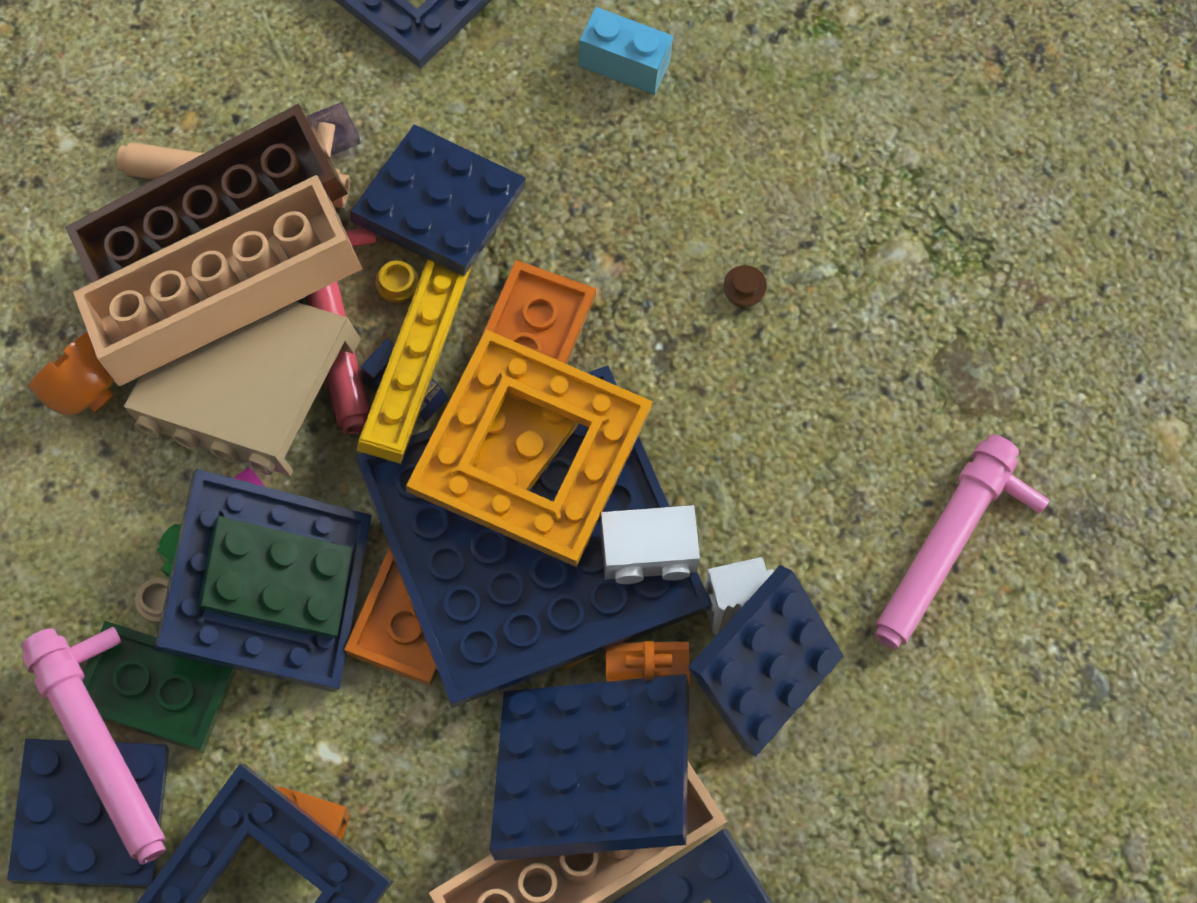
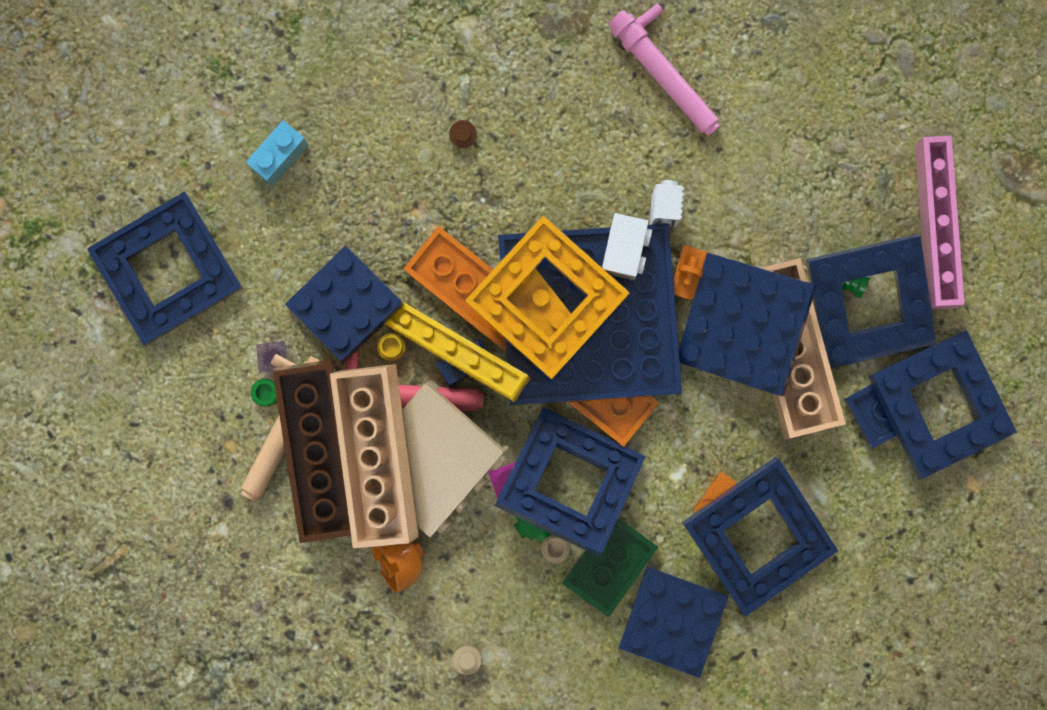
camera: 70 degrees left, 15 degrees up
(61, 683) = (595, 618): bright pink cylinder -> none
(275, 578) = (574, 474): dark green plate -> none
(766, 660) = (714, 202): dark blue plate -> none

